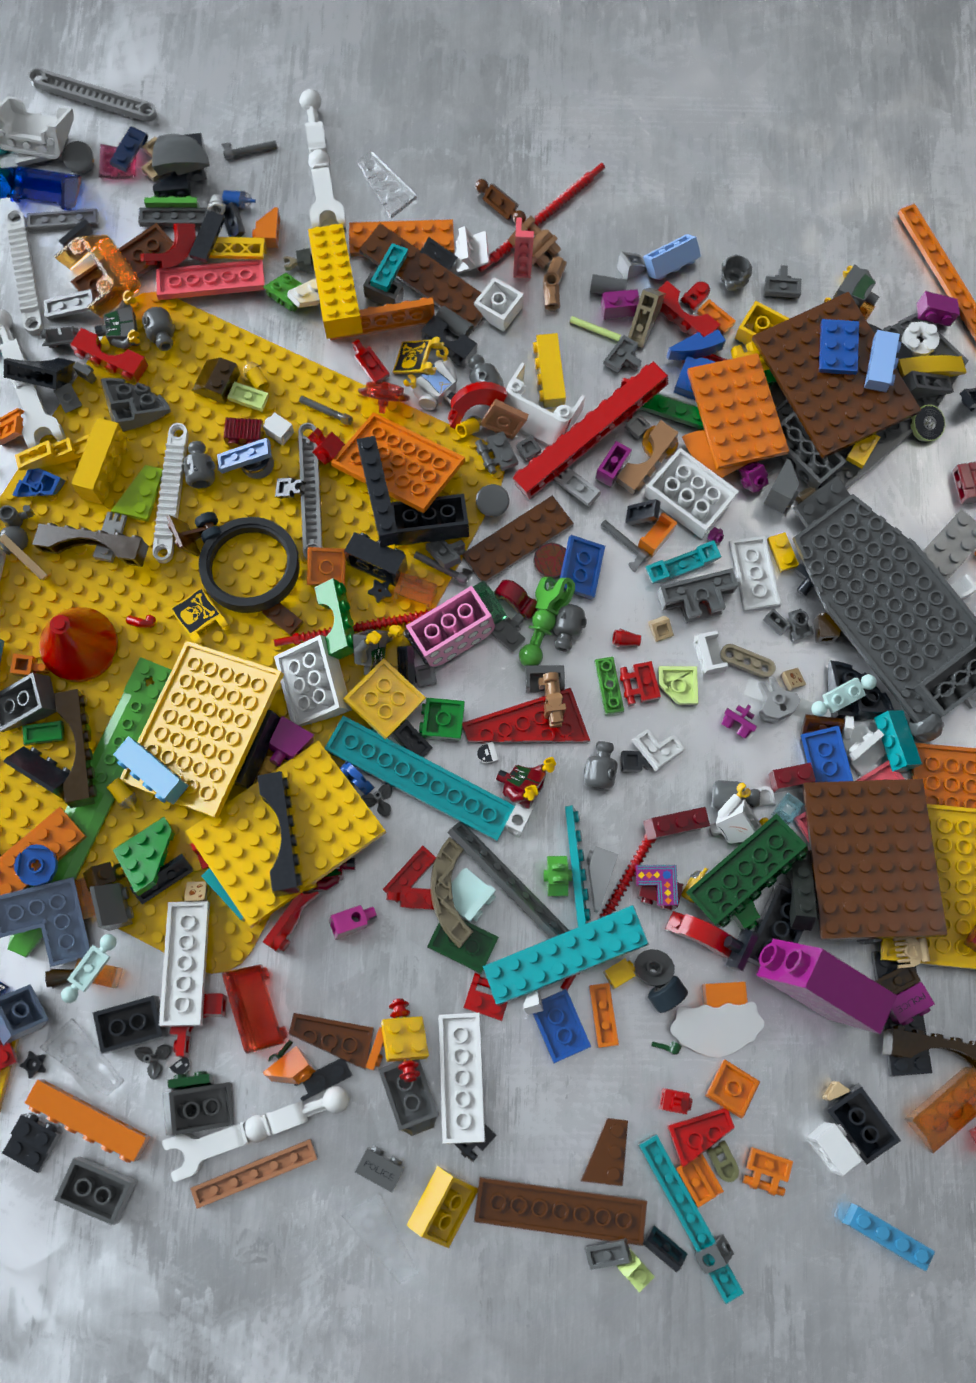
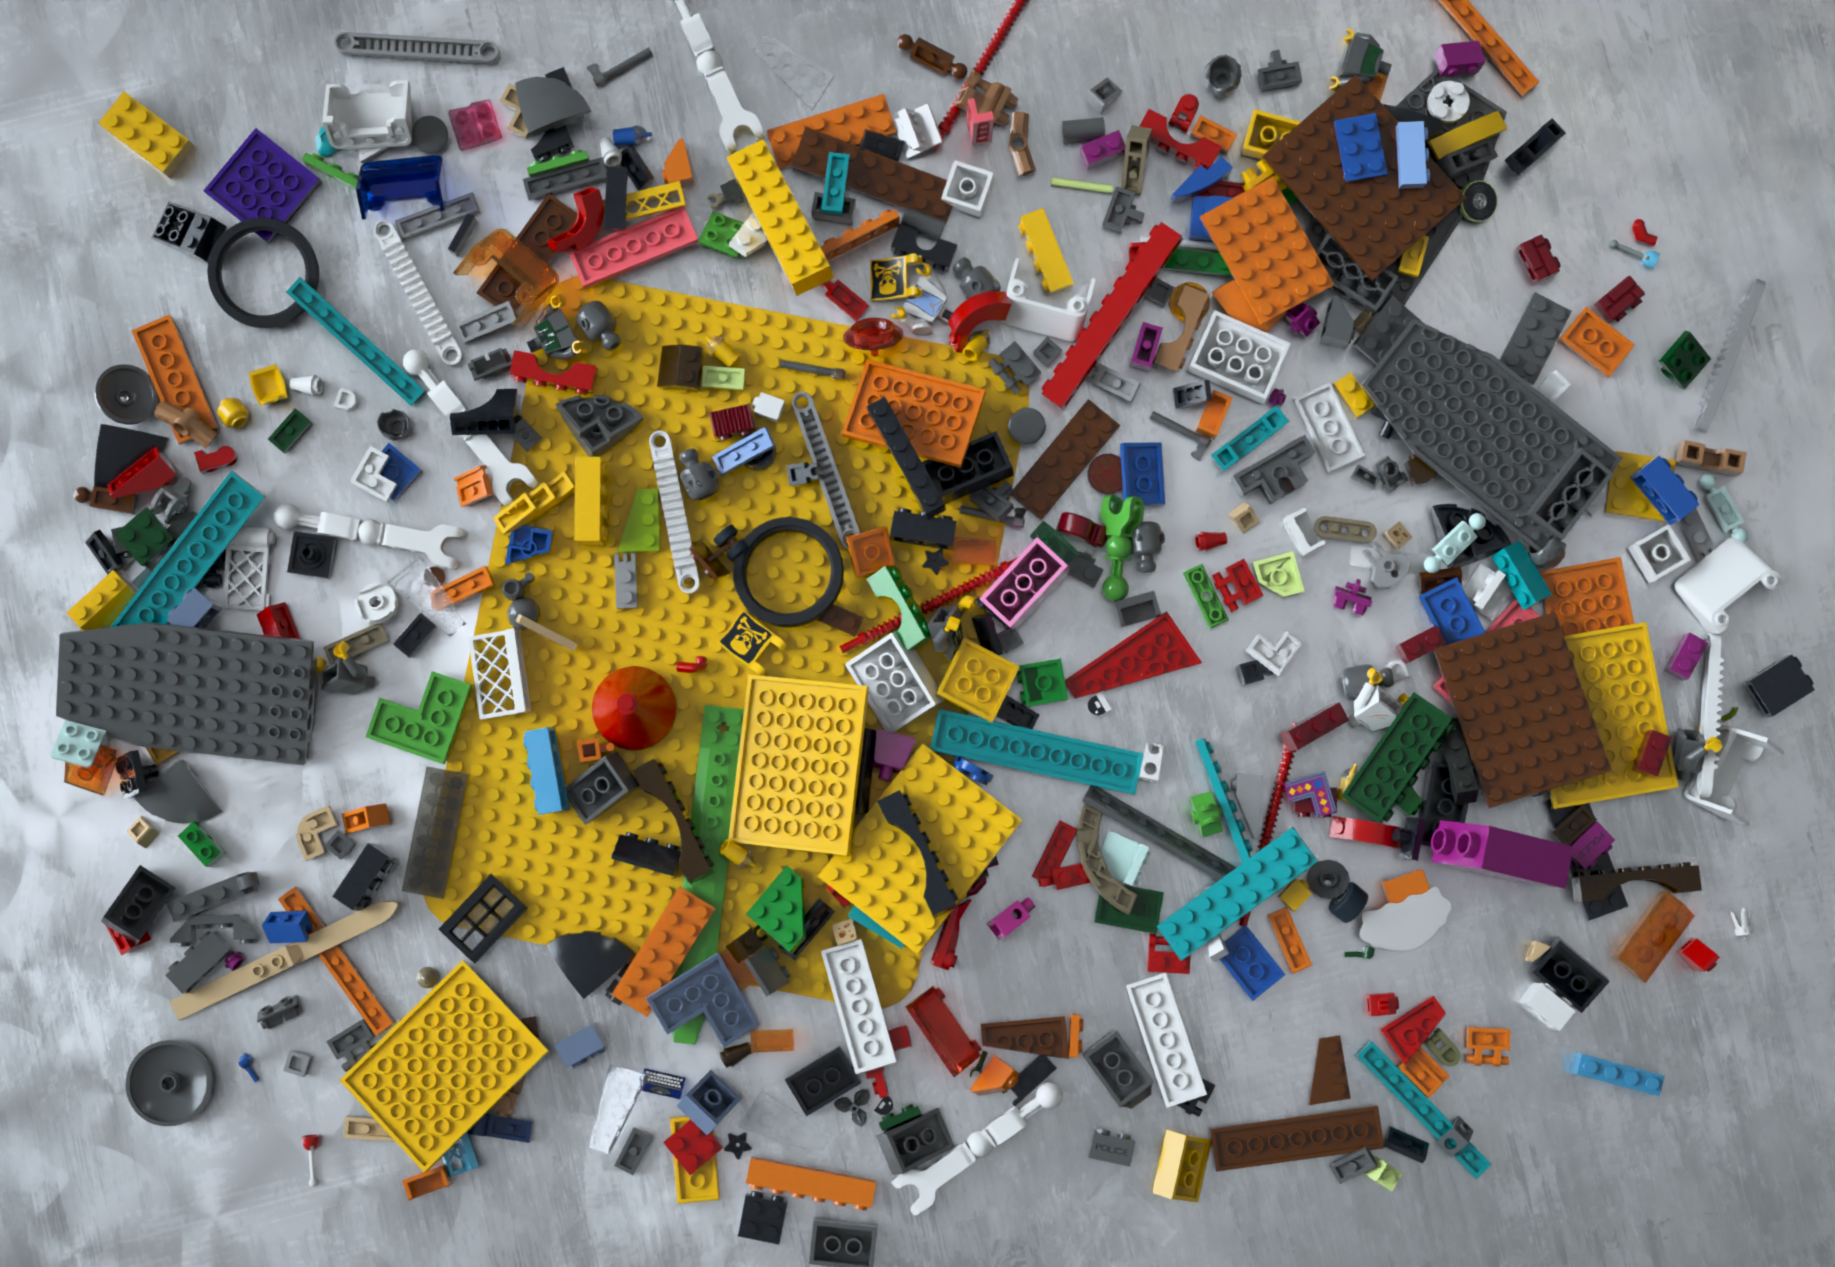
camera: 15 degrees left, 10 degrees up
(27, 873) = (669, 946): blue plate -> none
(43, 733) = (630, 813): green tile -> none
(57, 539) = (572, 601): arch -> none
(85, 372) = (534, 399): dark grey plate -> none
(88, 968) = (767, 1038): light aqua plate -> none
(128, 148) = (486, 109): dark blue plate -> none
(150, 770) = (763, 824): brick -> none
(253, 1173) = (989, 1186): nougat plate -> none
(327, 446) = (830, 415): red brick -> none
(378, 797) = (1007, 792): dark grey plant -> none
(404, 1039) = (1100, 1019): yellow plate -> none
(504, 418) = (1014, 329): nougat plate -> none
(525, 783) = (1147, 726): torso -> none
(553, 704) = (1154, 634): medium nougat hips -> none
(600, 768) = (1221, 690): dark grey piece -> none
(672, 257) = (1146, 74): light blue brick -> none
(732, 1088) = (1435, 976): orange tile -> none
(793, 802) = (1426, 670): clear light blue window -> none
(848, 727) = (1466, 574): white tile -> none
(915, 950) = (1584, 792): tan piece -> none

